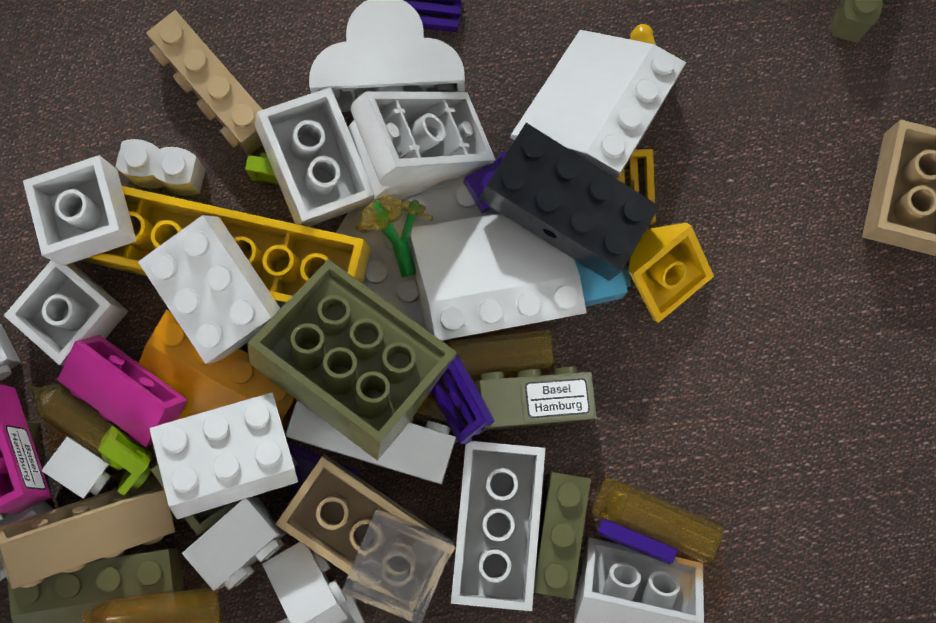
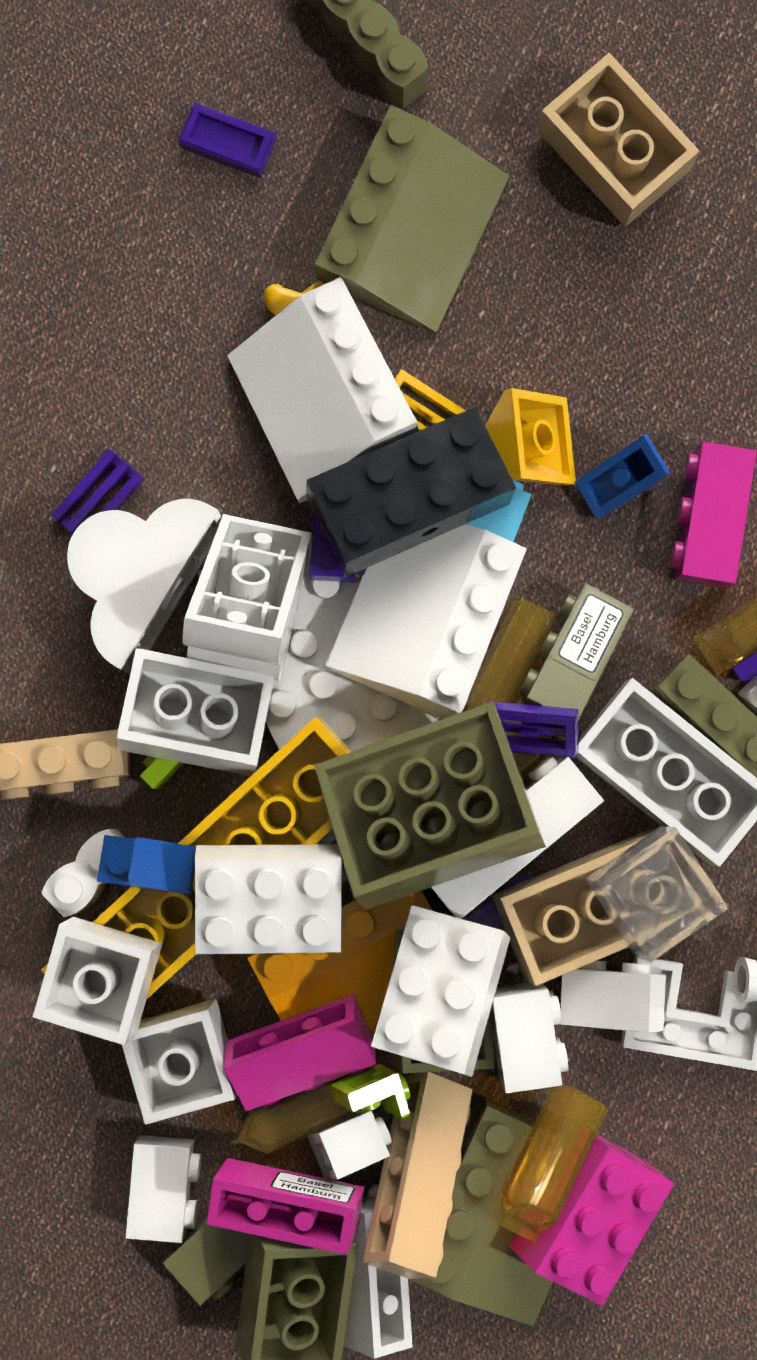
camera: 50 degrees left, 5 degrees up
(183, 190) = (147, 864): none -> blue slope
(381, 215) = (304, 680): plant -> none
(685, 349) = (622, 477): none -> blue slope
(703, 432) = (713, 515): none -> dark pink brick
(760, 88) = (411, 220): none -> olive slope

